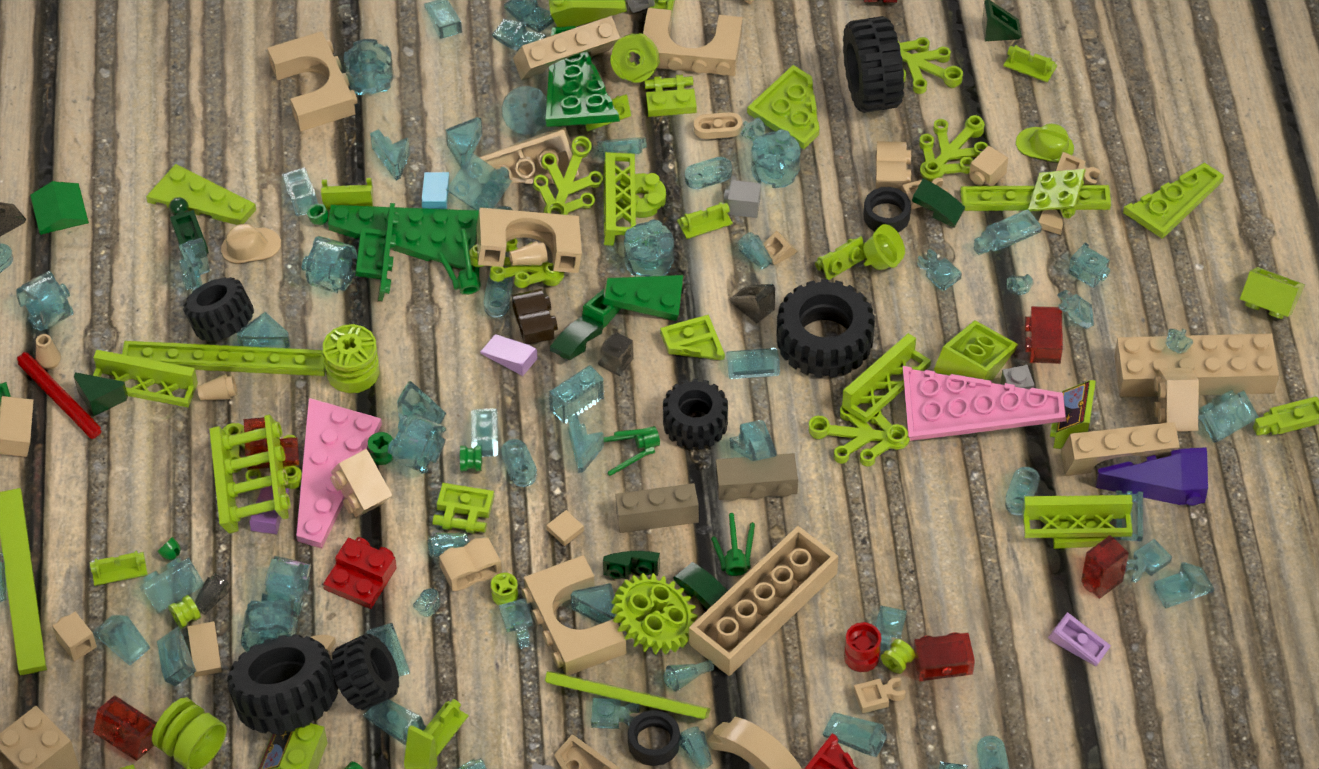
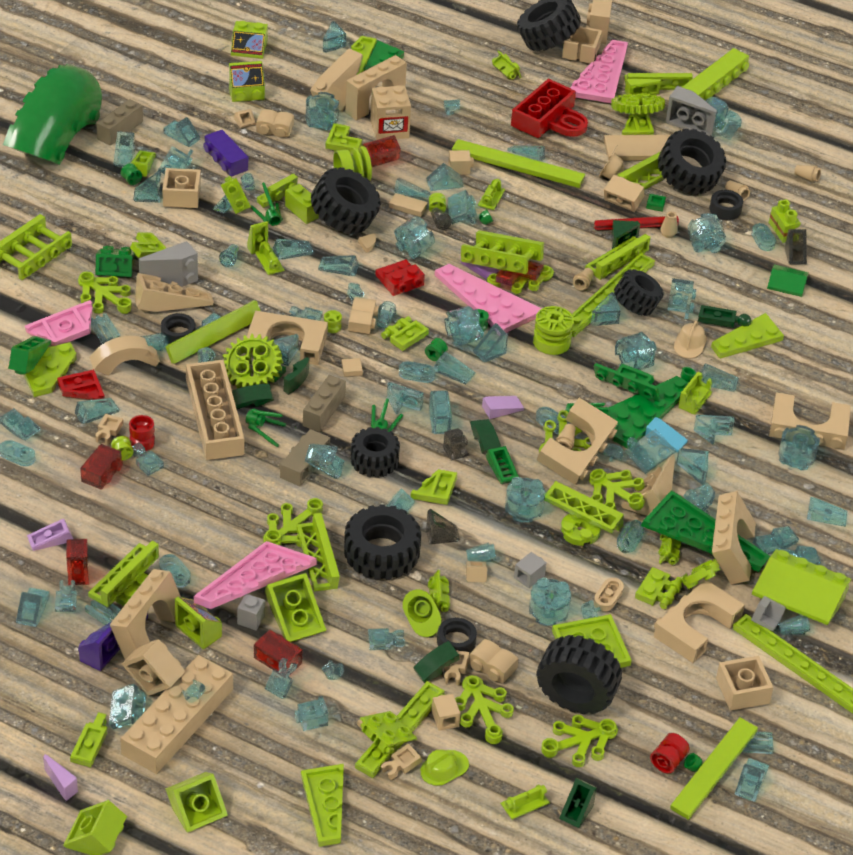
camera: 120 degrees right, 10 degrees down
(267, 621) = (389, 219): clear light blue brick -> none
(360, 483) = (451, 285): tan brick -> none
(365, 671) = (312, 239): black tyre -> none
(533, 316) = (519, 424): dark brown brick -> none
(647, 295) = (489, 481): green wing -> none
(705, 173) = (569, 566): clear light blue plate -> none
(705, 221) = (530, 541): lime hinge -> none
(1007, 232) = (381, 690): clear light blue hinge -> none

